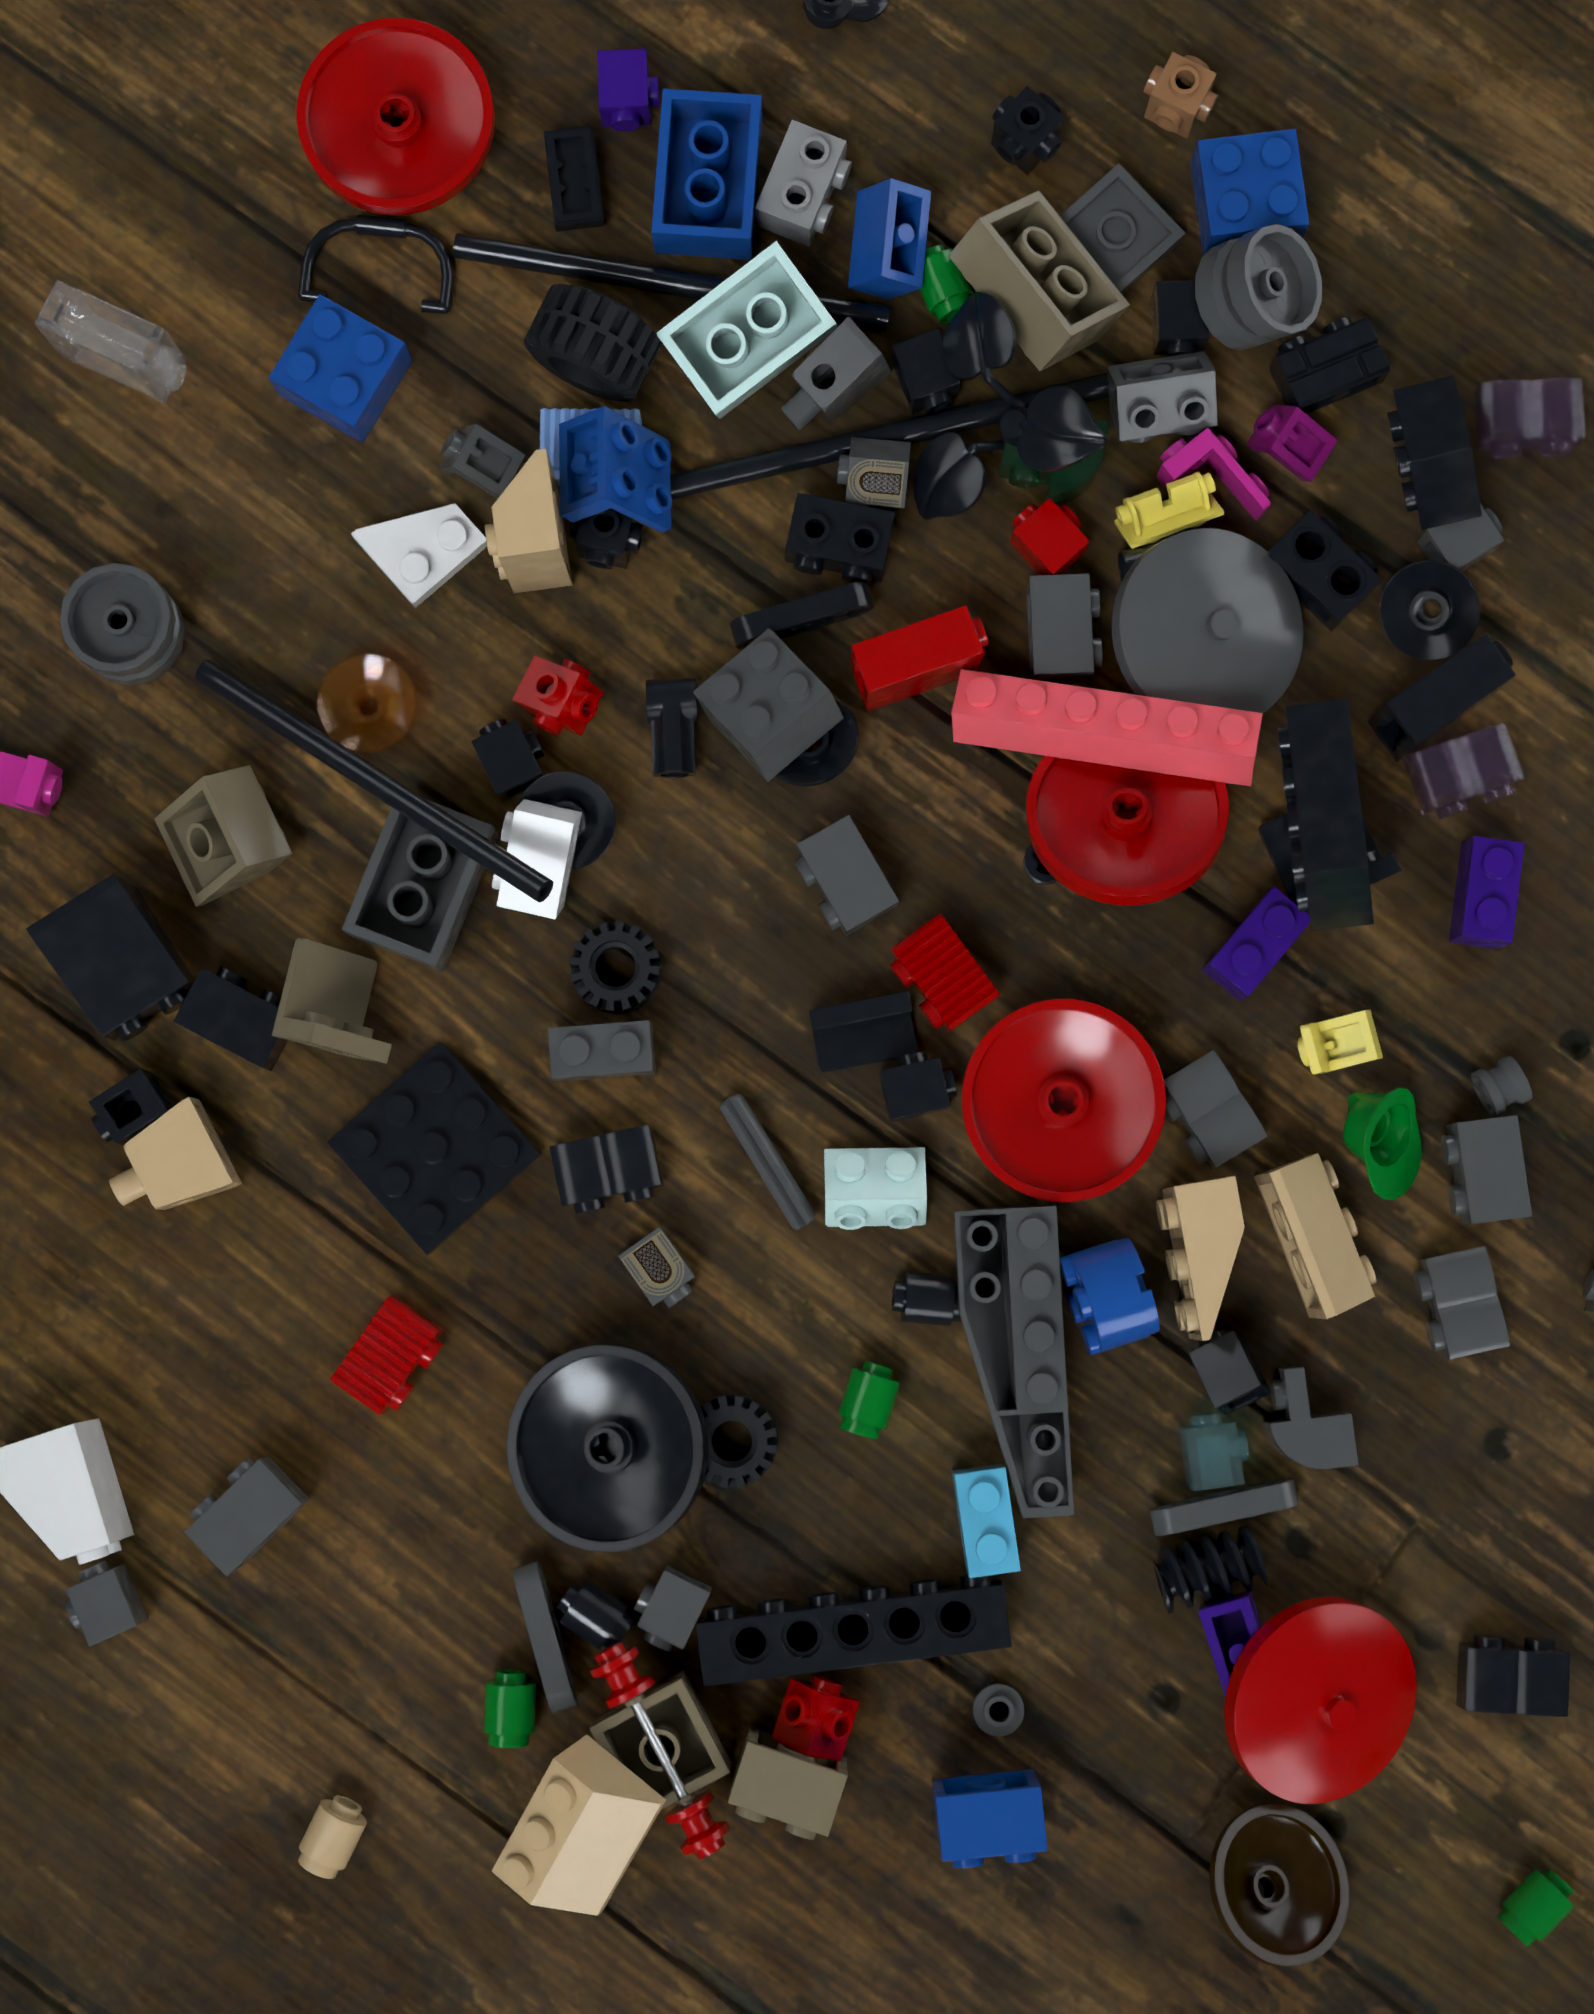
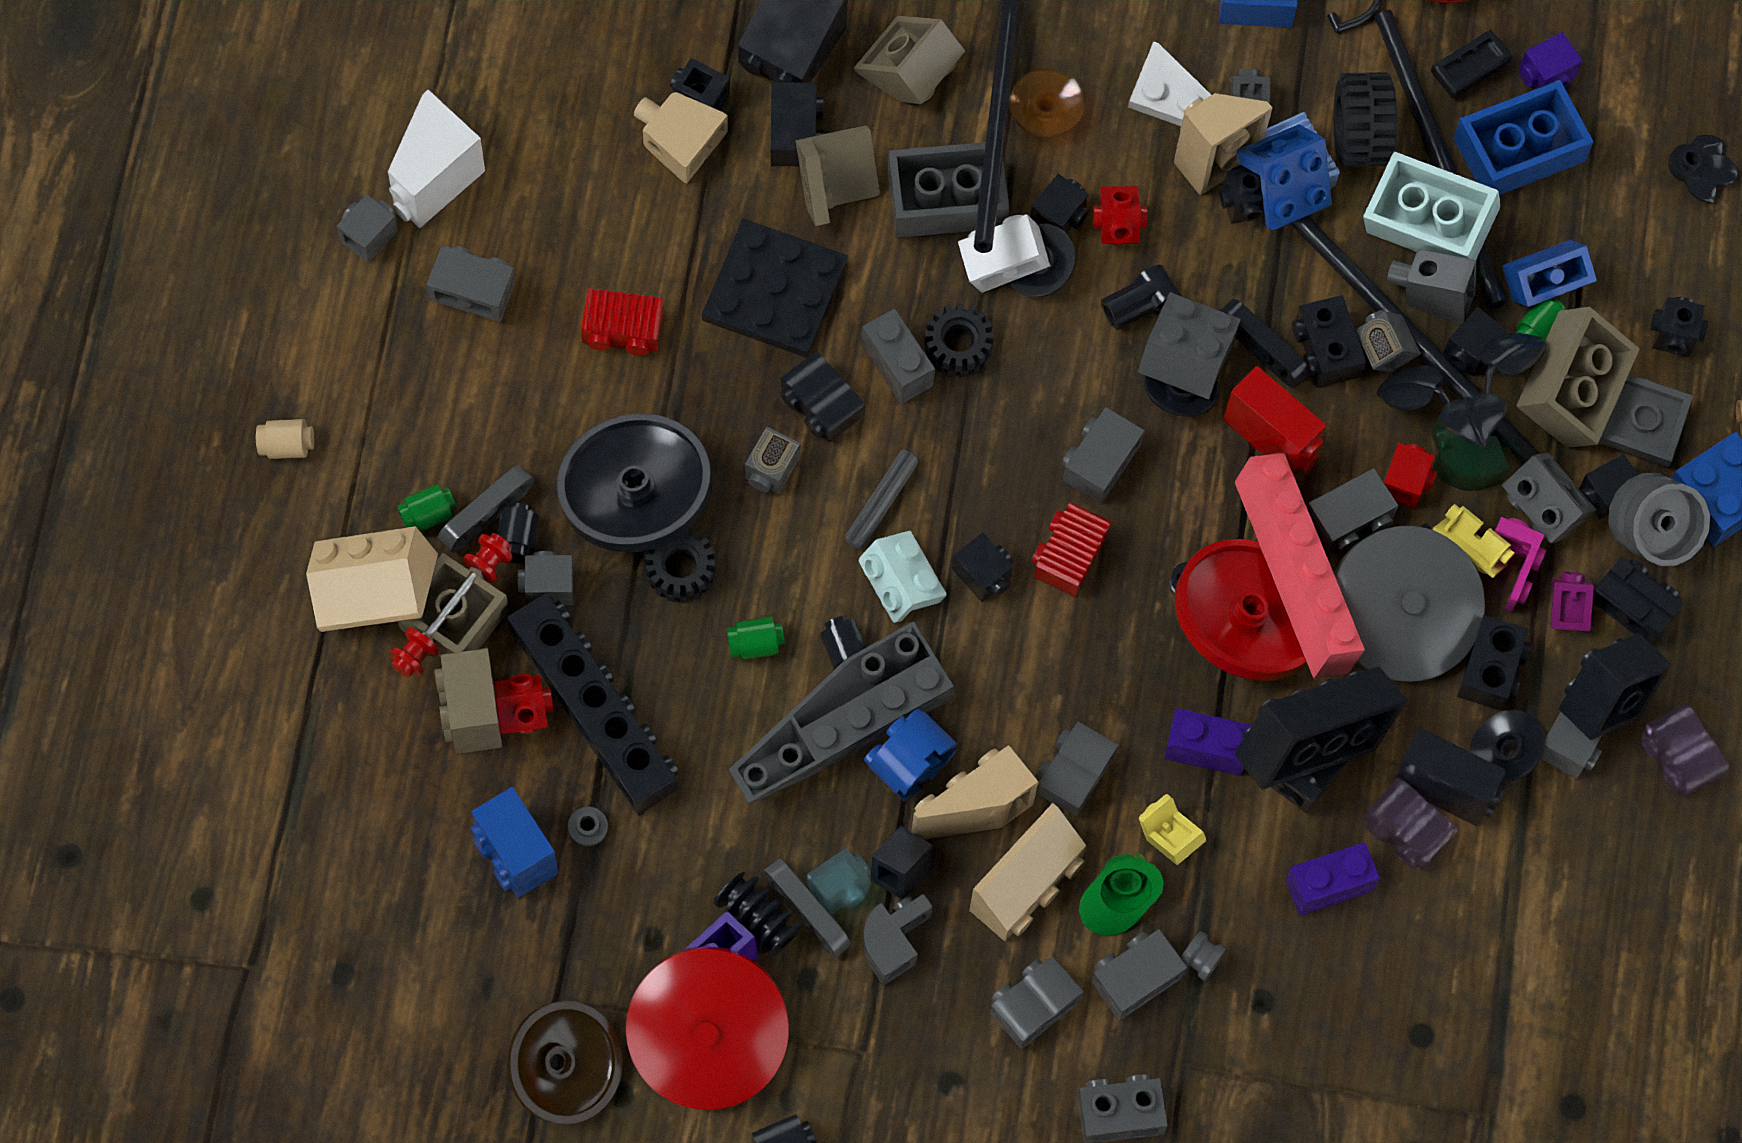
camera: 55 degrees right, 15 degrees down
(802, 183) = (1554, 204): light grey brick -> none
(863, 1032) = (1005, 516): black panel -> none
(986, 1520) = (713, 751): medium azure brick -> none
(1063, 1100) = (1028, 663): red dish -> none

